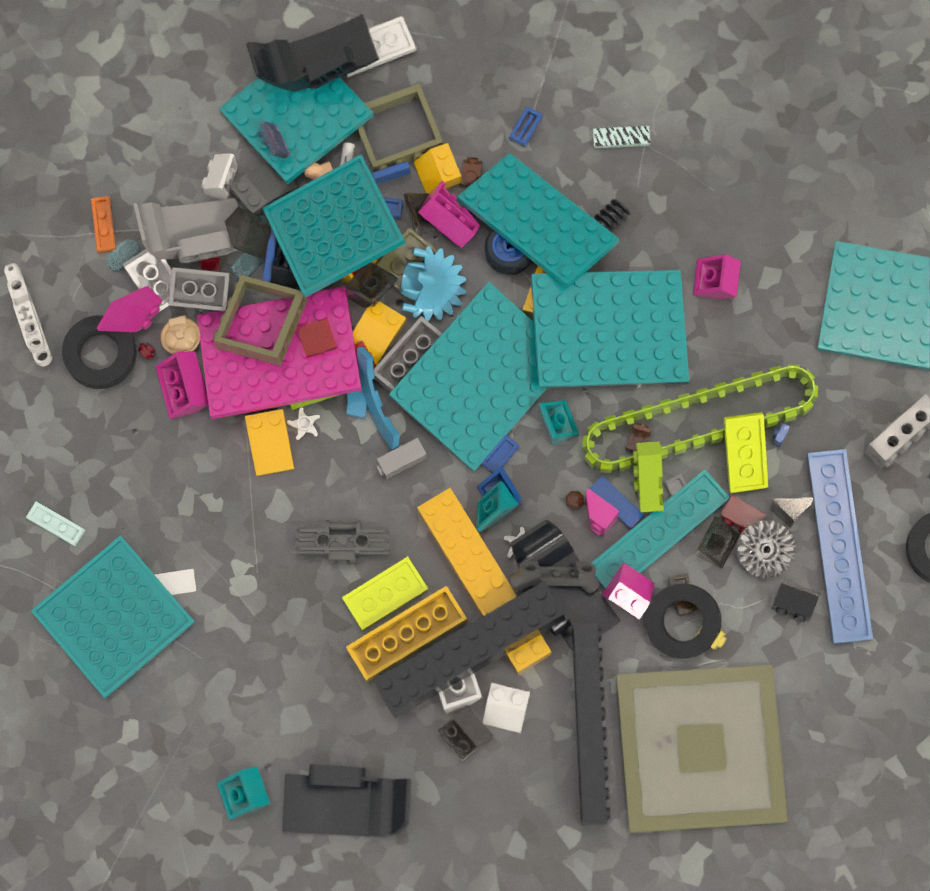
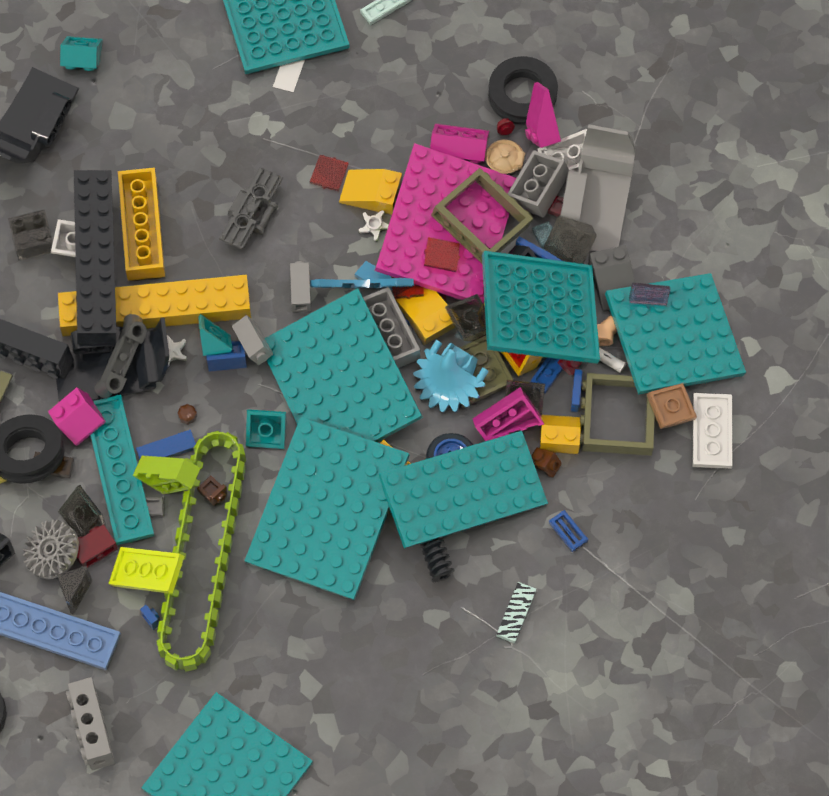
camera: 110 degrees right, 10 degrees down
(27, 314) = (591, 46): white piece -> none
(103, 224) = (647, 140): orange tile -> none
(220, 176) = (640, 245): white slope -> none
(267, 492) = (329, 172): none -> clear red piece
(316, 58) = (720, 357): black beam -> none
(371, 84) = (671, 406): none -> medium nougat tile
(385, 593) = (188, 225): neon yellow plate -> none
(479, 471) = (252, 340): none -> light grey brick
(500, 454) = (263, 374): blue tile -> none
(506, 708) = (37, 278): white slope -> none
(599, 513) = (161, 421): dark pink slope -> none
(717, 277) = (330, 632): dark pink slope -> none

